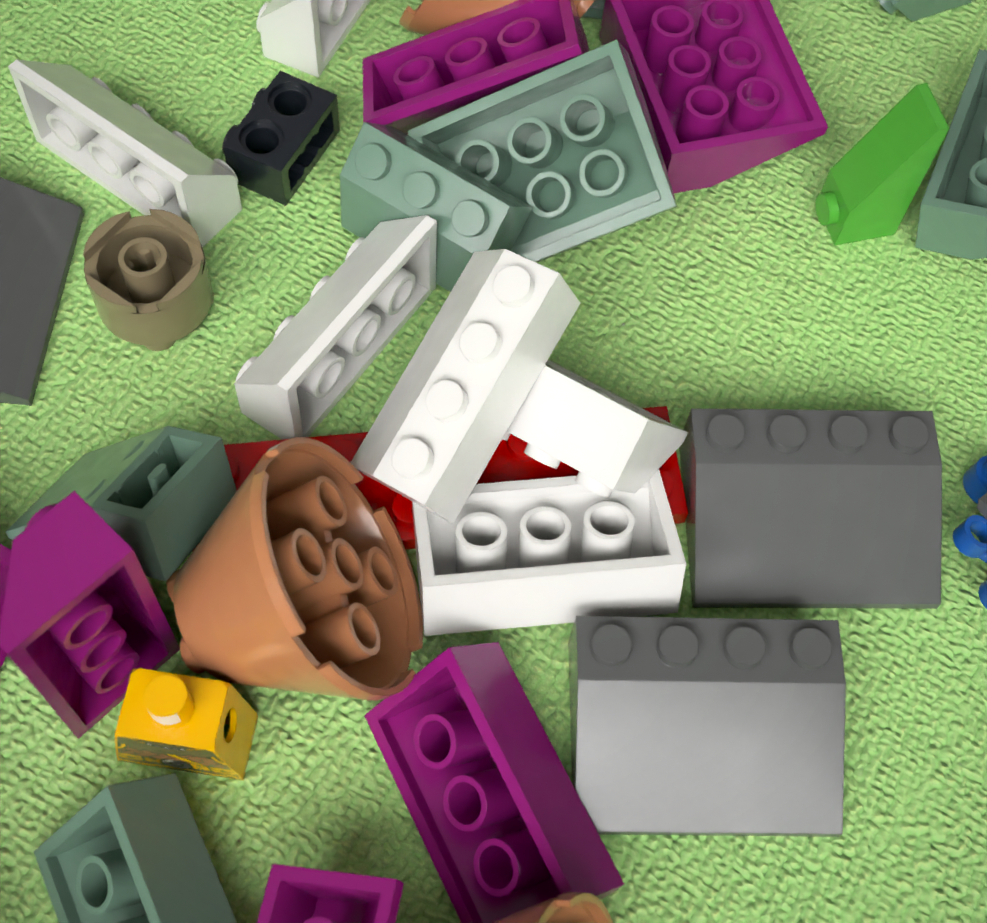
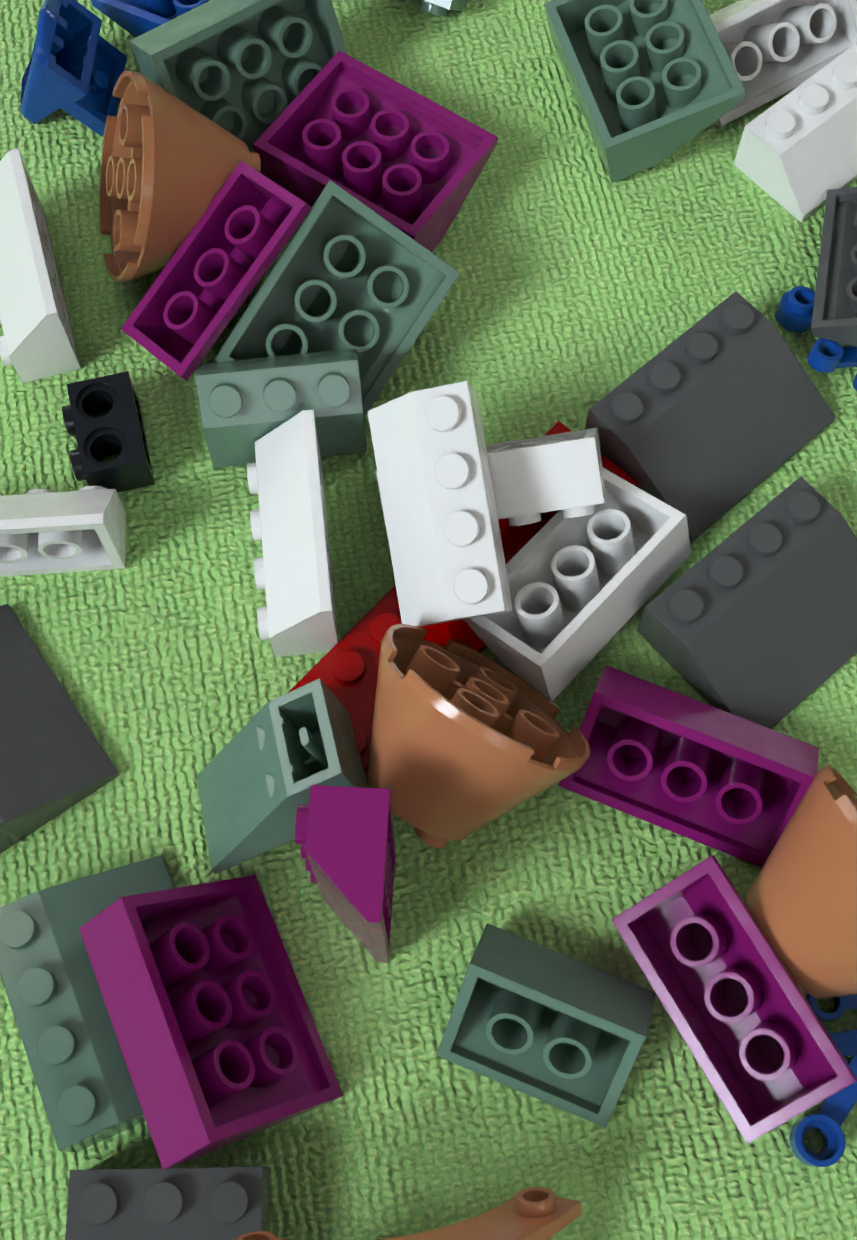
camera: 35 degrees left, 5 degrees up
(148, 277) = (98, 620): dark tan brick -> none
(181, 722) = (457, 891): yellow torso -> none
(882, 171) = (562, 142): bright green slope -> none

